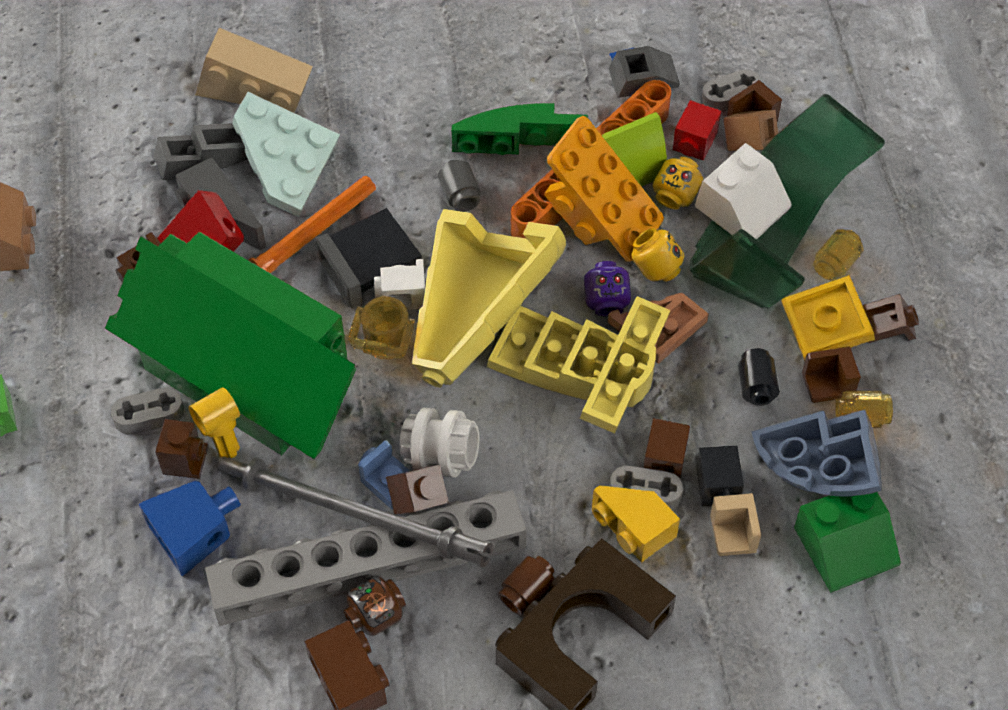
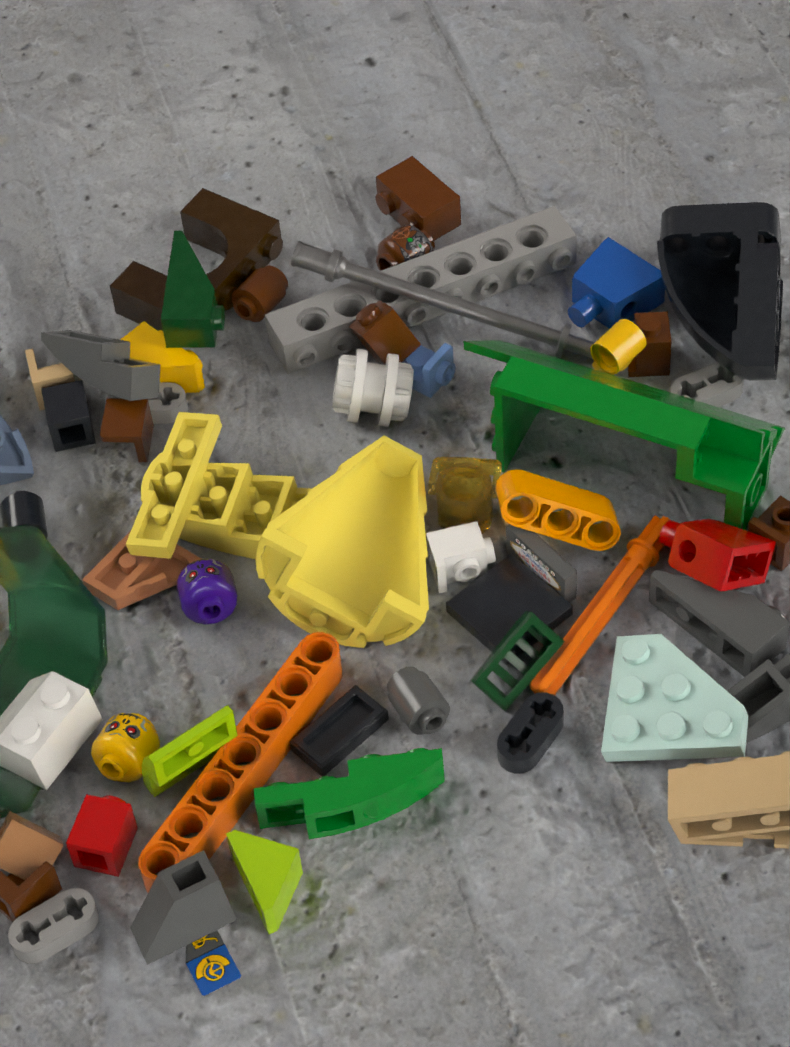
camera: 175 degrees right, 5 degrees down
(86, 478) = (726, 281): none -> black panel
(330, 284) = (545, 495): none -> light orange beam
(373, 201) = (539, 630): none -> dark green slope
(382, 157) = (523, 727): none -> black beam
(511, 186) = (339, 730): none -> black tile
(585, 91) = (268, 873): none -> lime slope
(595, 531) = (189, 304): none -> dark green slope
(598, 191) = (220, 670): light orange bracket -> none
(657, 255) = (146, 634): yellow head -> none
(687, 497) = (104, 364): none -> dark grey slope

